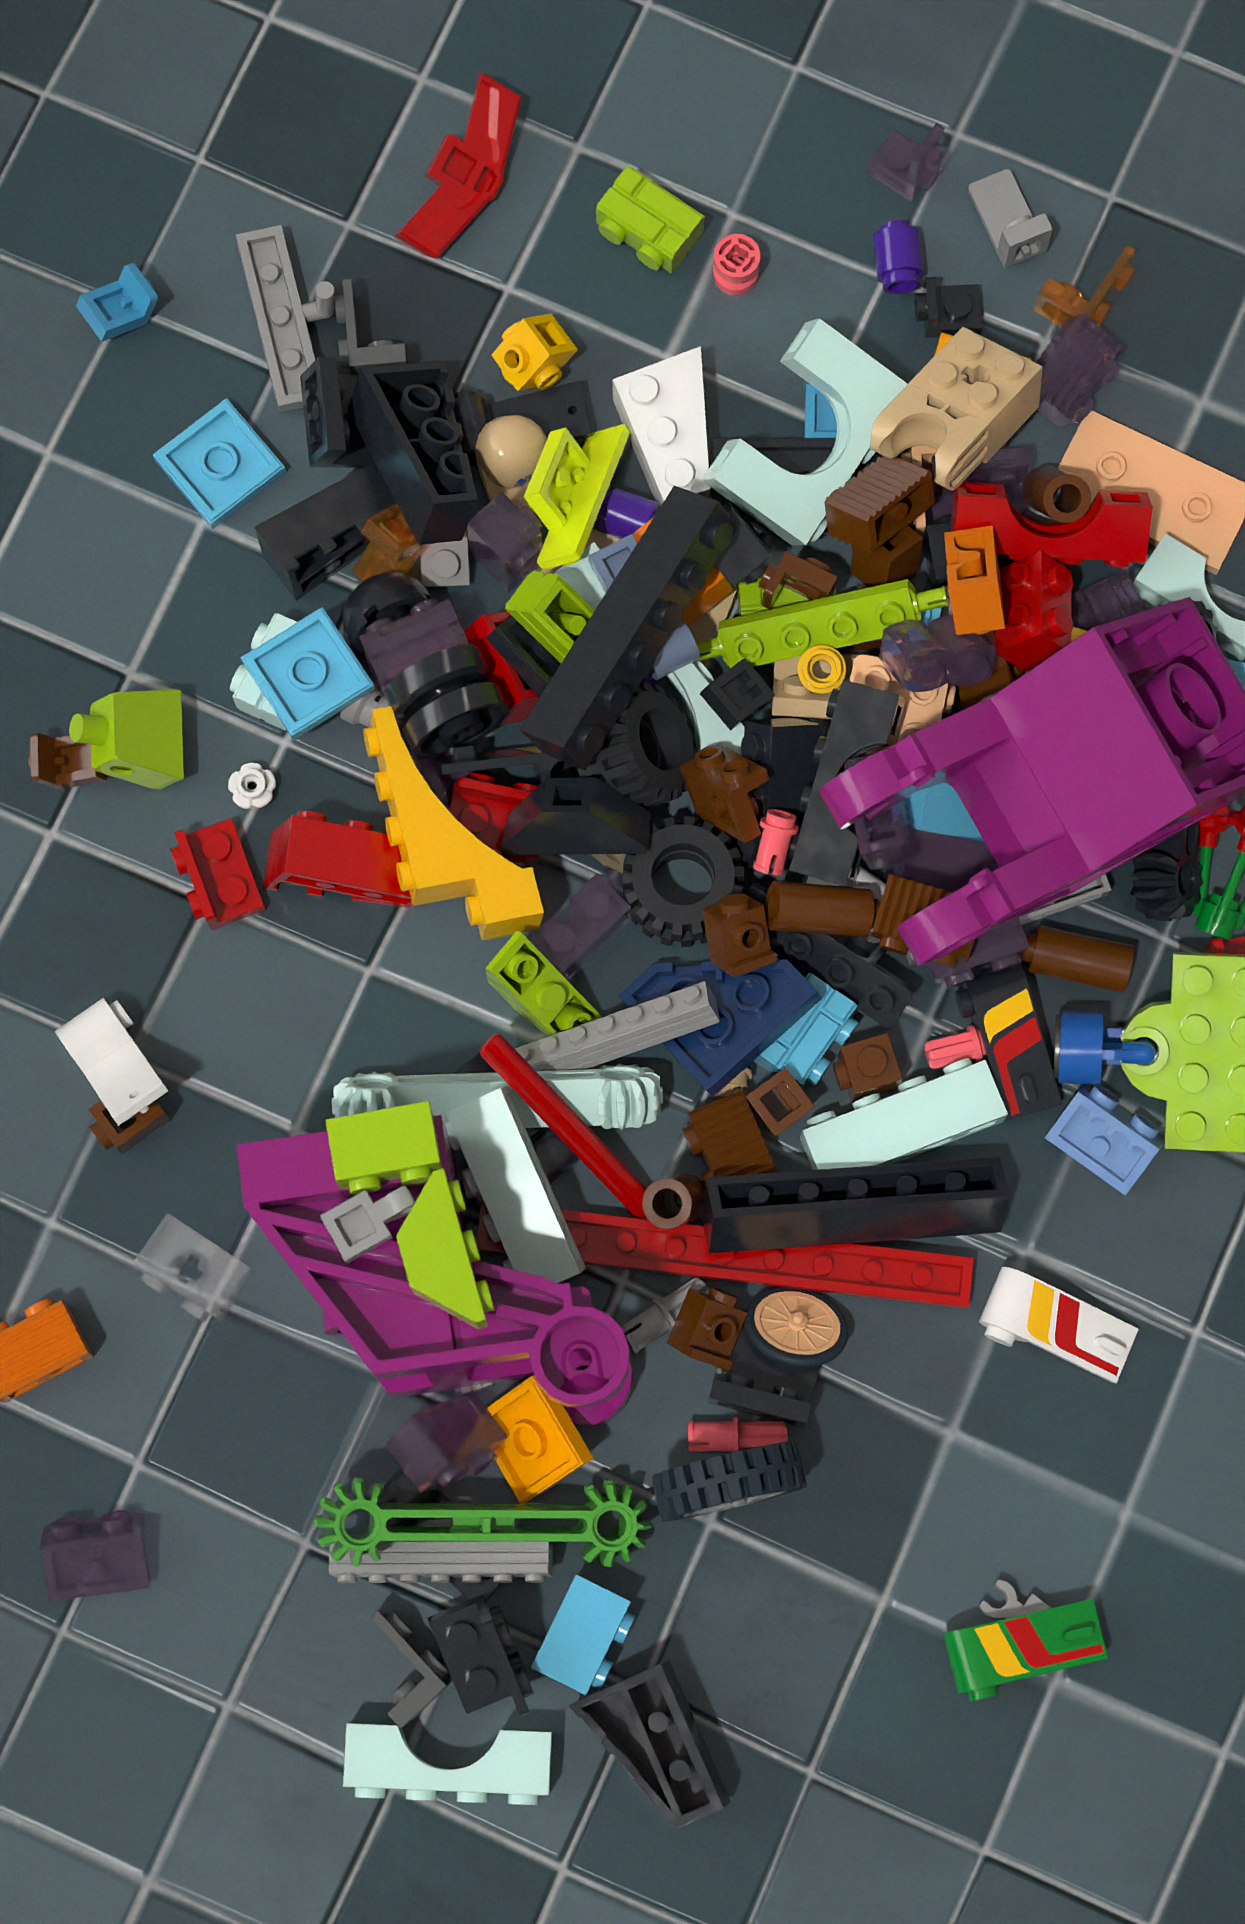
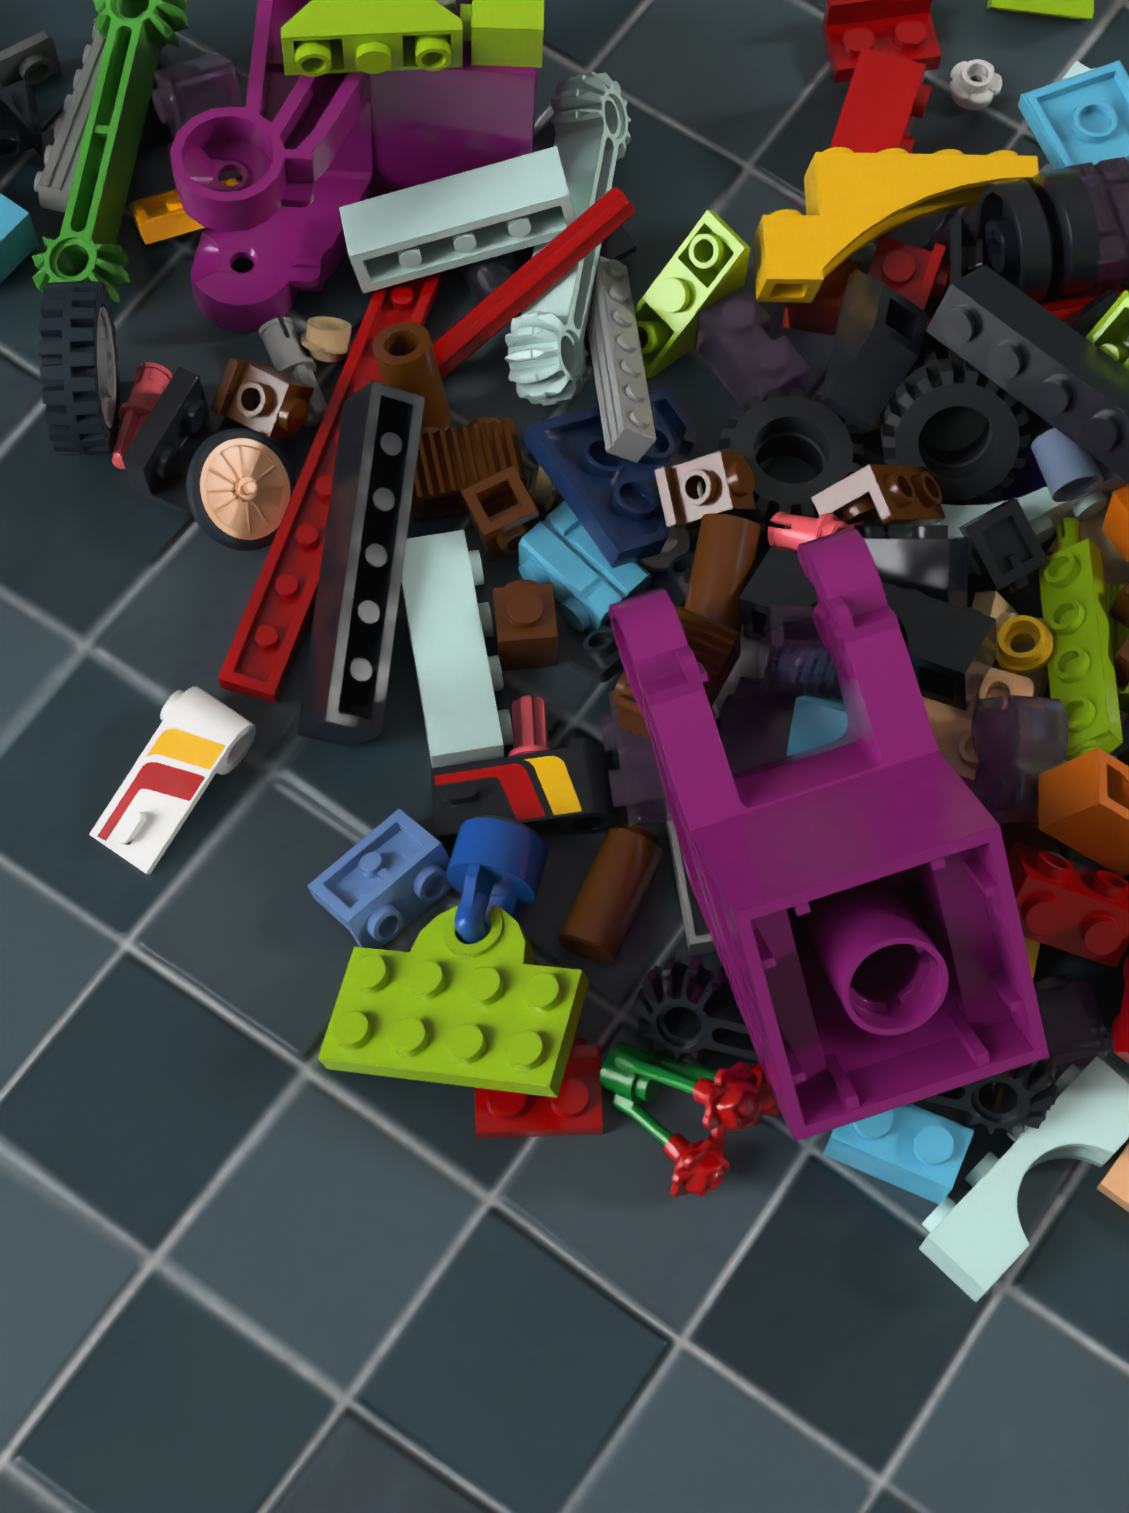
camera: 100 degrees right, 10 degrees down
(627, 1293) = (327, 338): none -> tan plate

